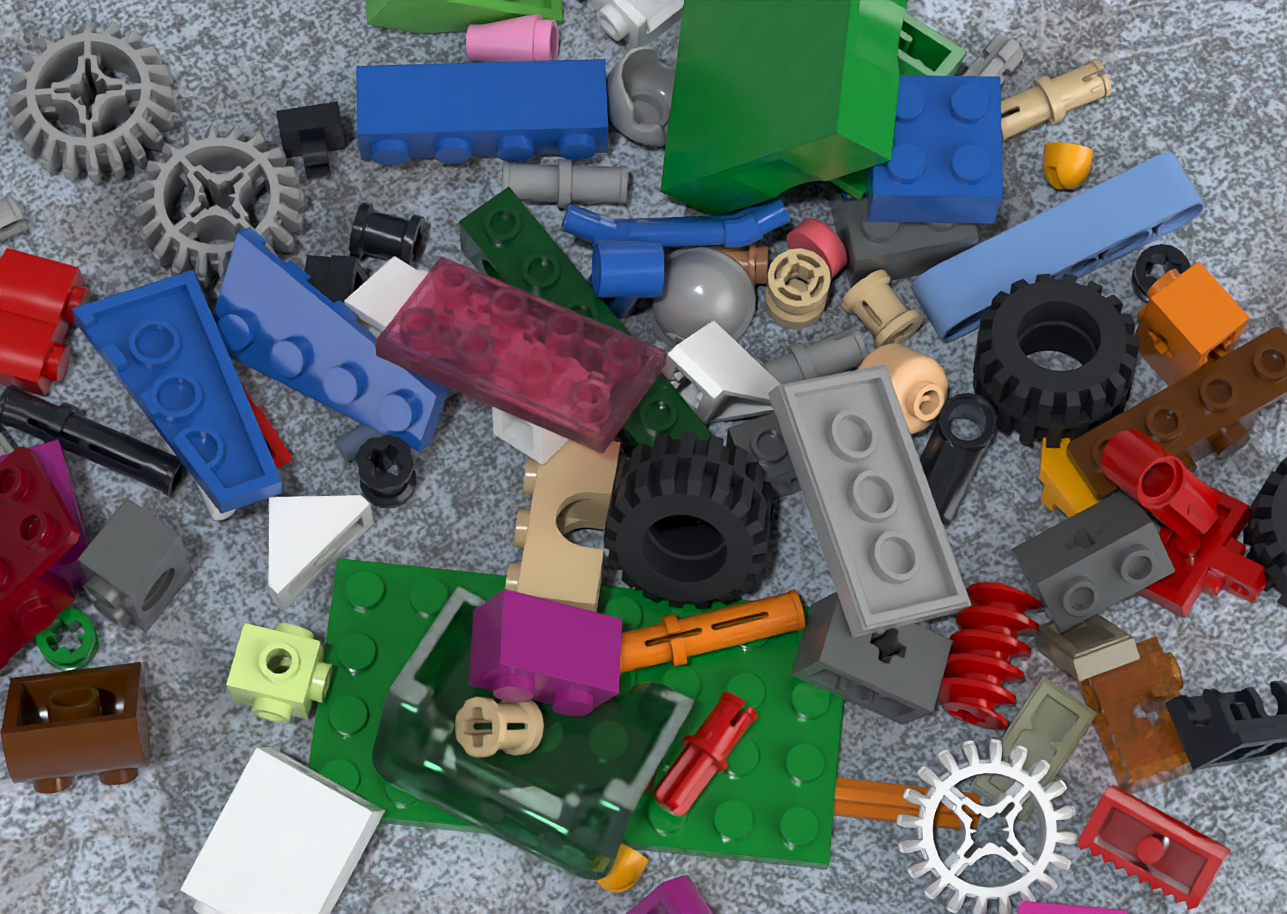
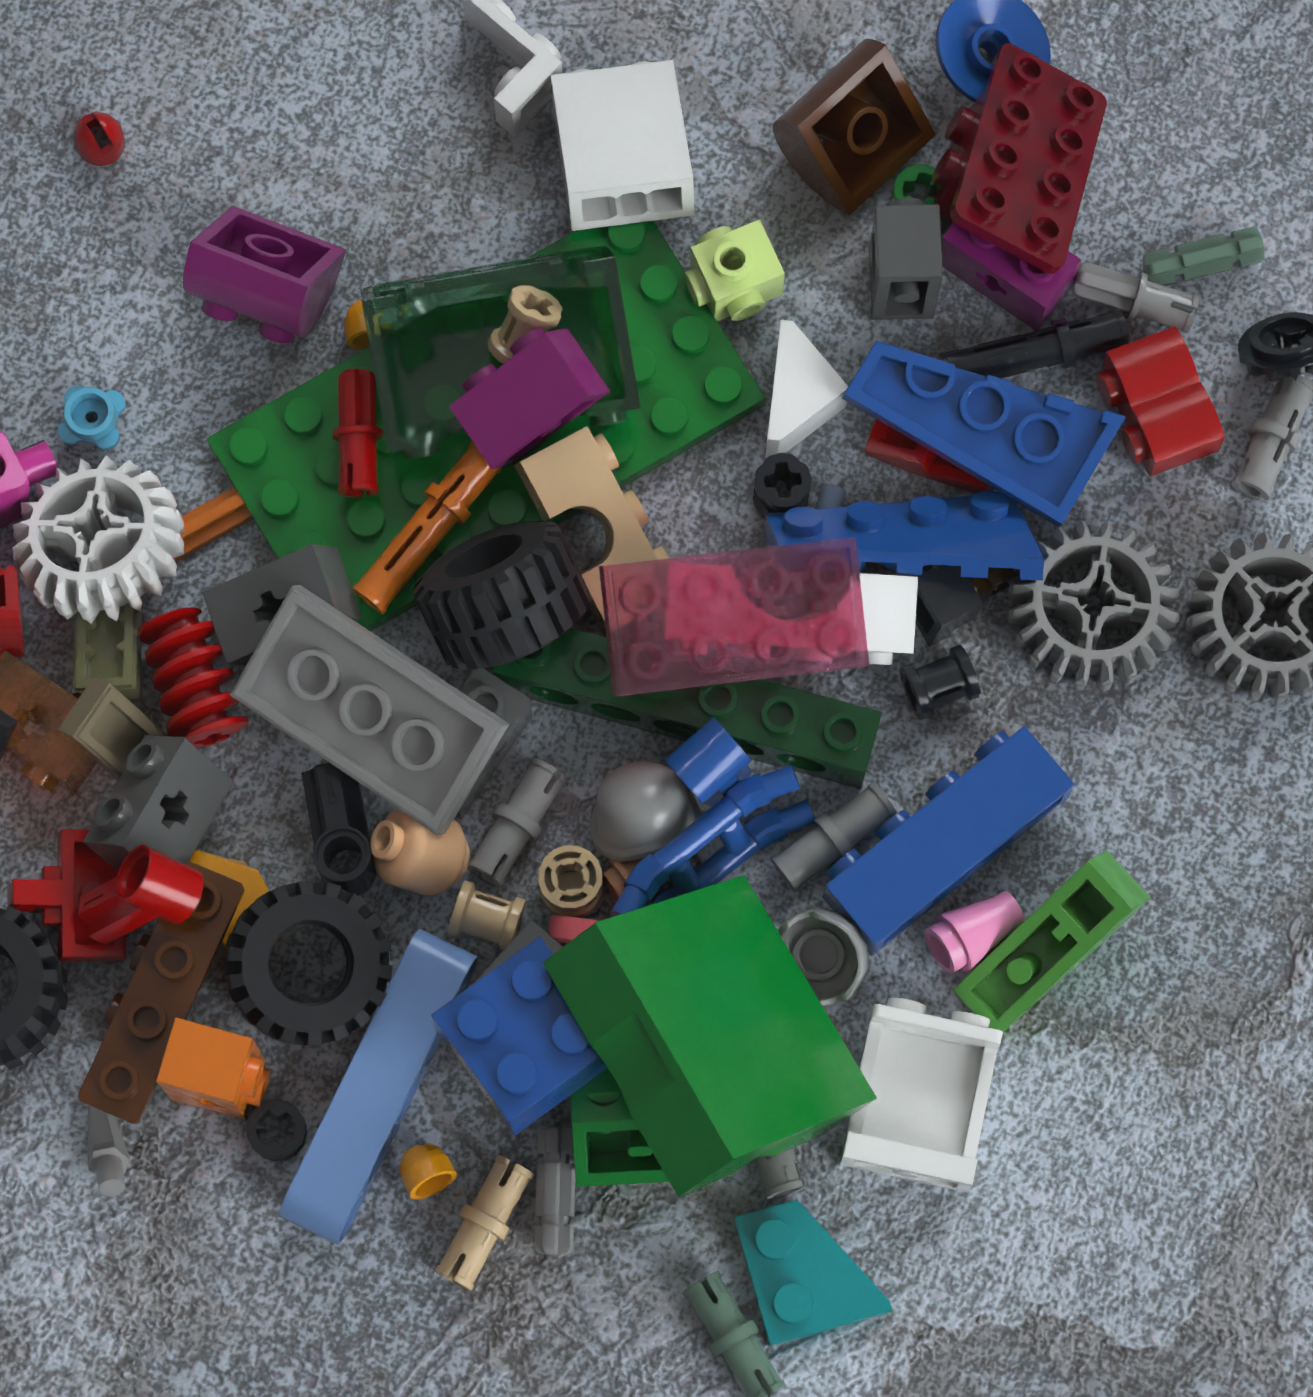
camera: 145 degrees right, 5 degrees up
(311, 134) = (1069, 719): black tile -> none
(719, 377) = (569, 738): white slope -> none

